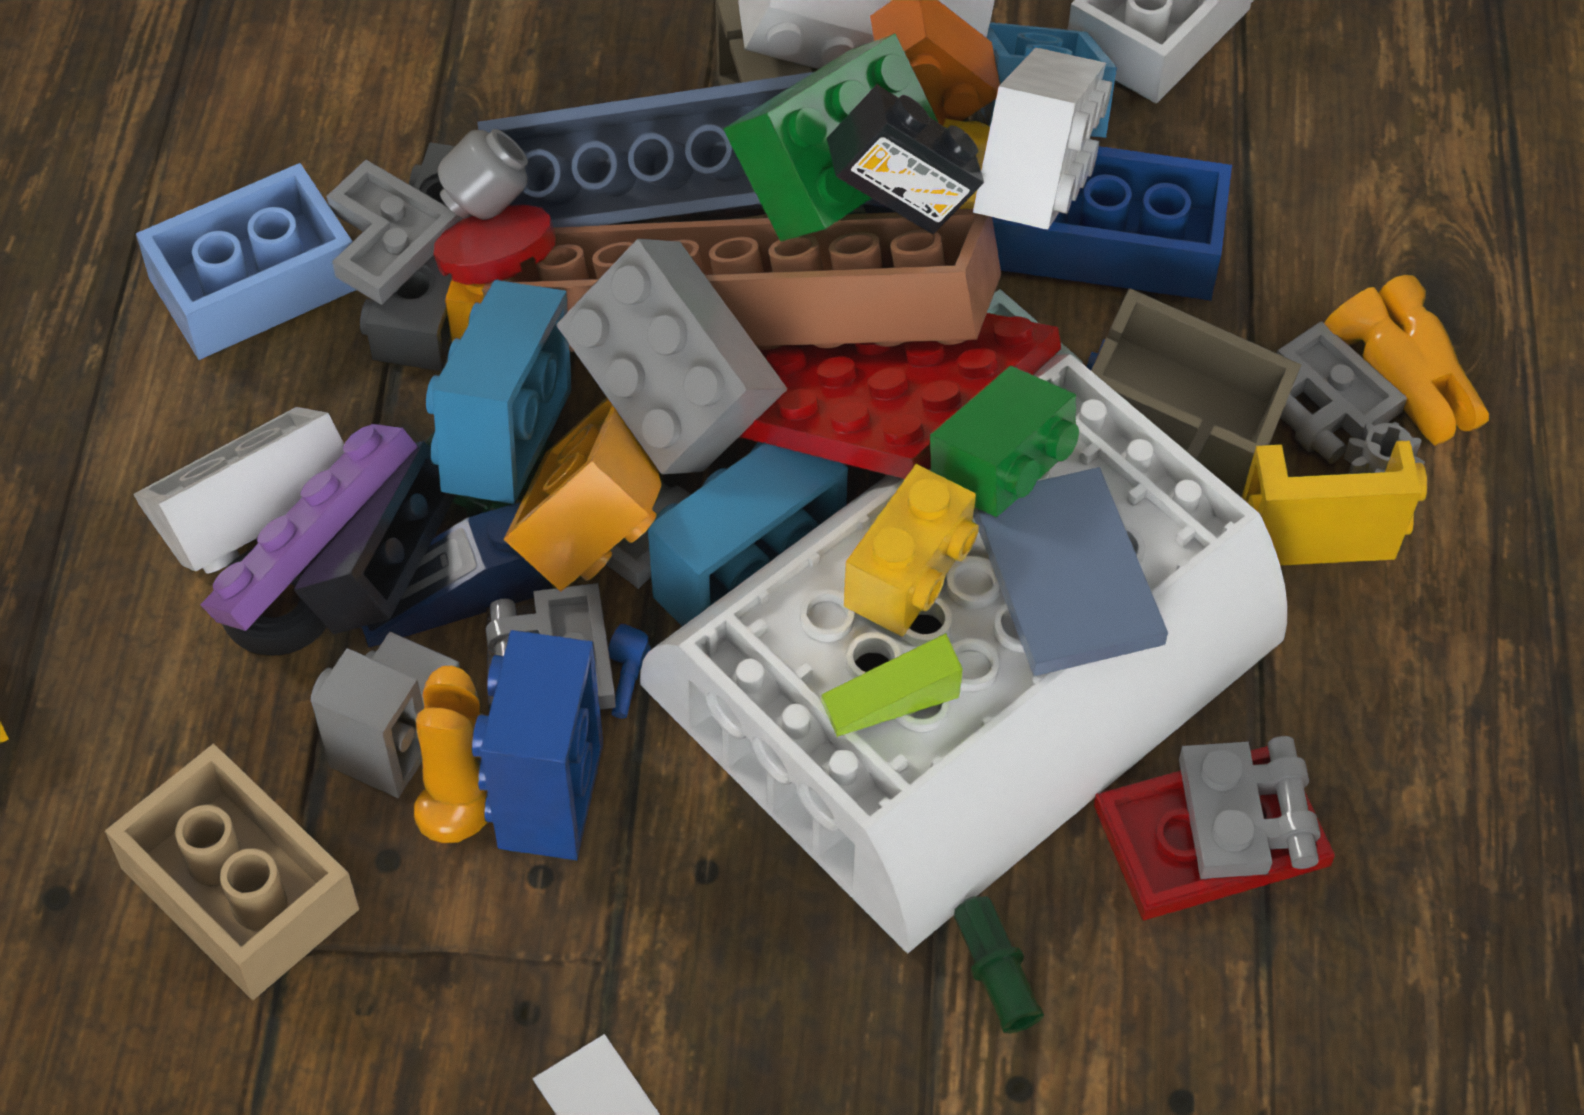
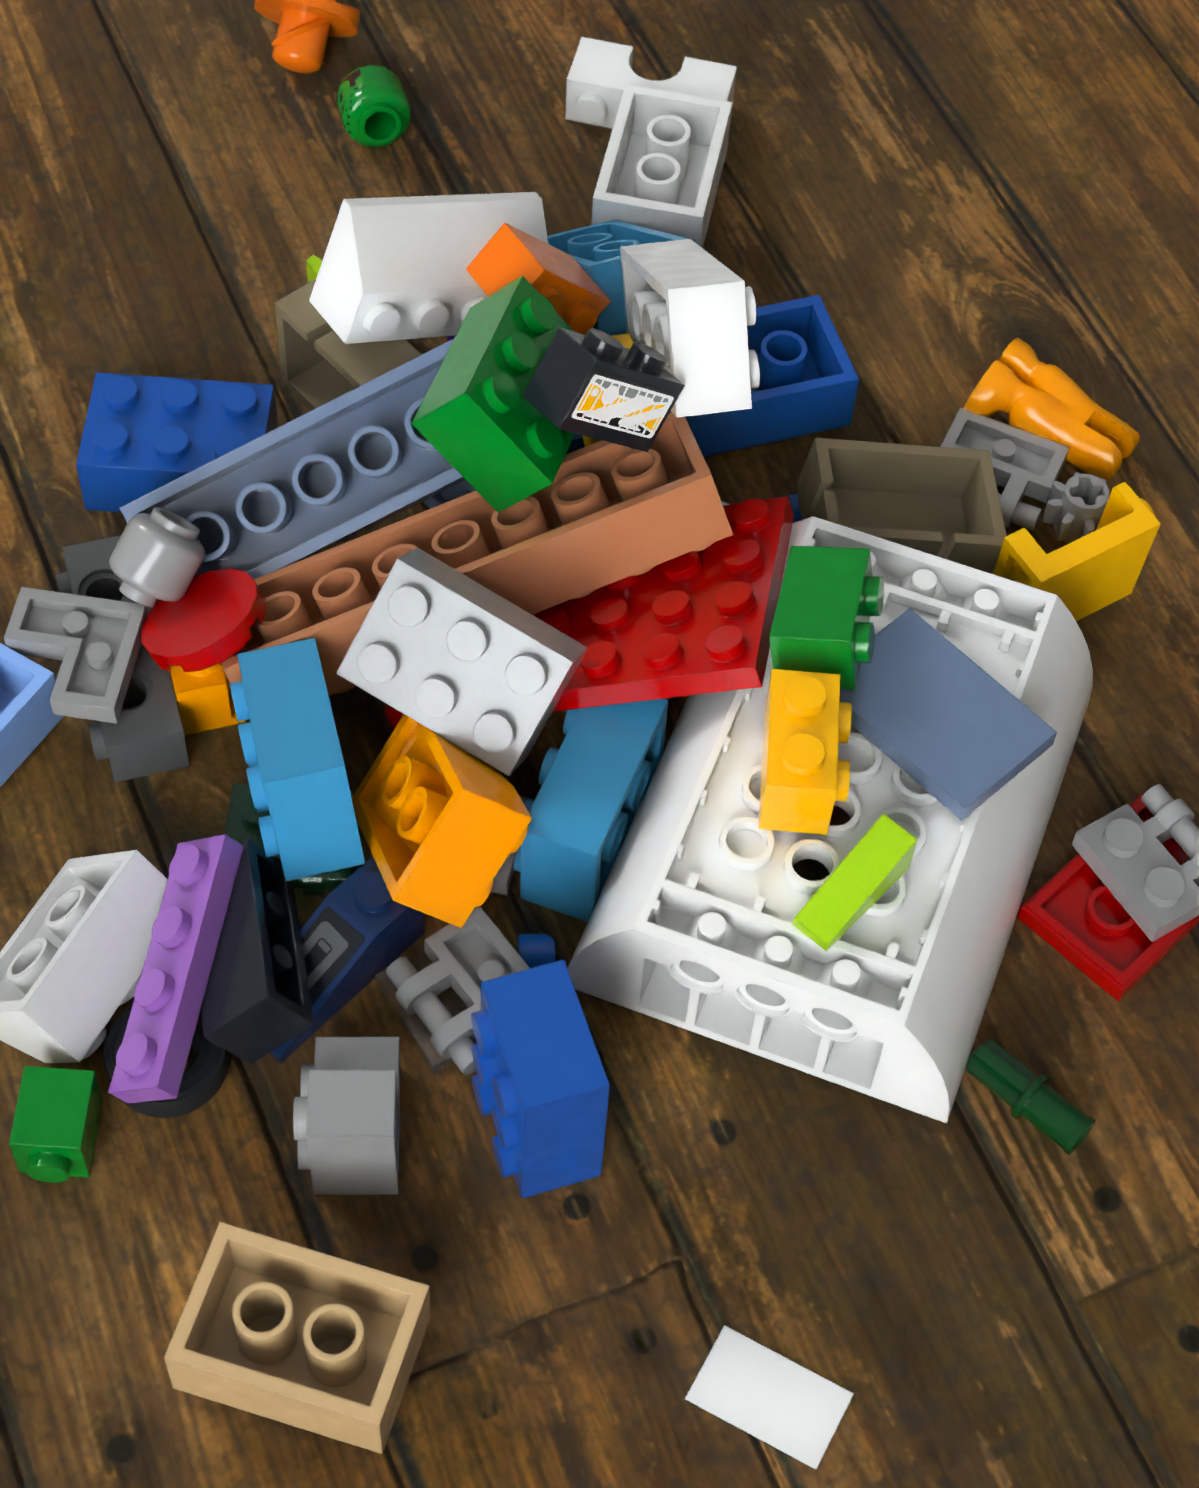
camera: 30 degrees left, 0 degrees up
(152, 613) = (56, 1123): none -> green brick
(451, 802) = (452, 1129): light orange piece -> none
(570, 65) = (160, 428): none -> blue brick

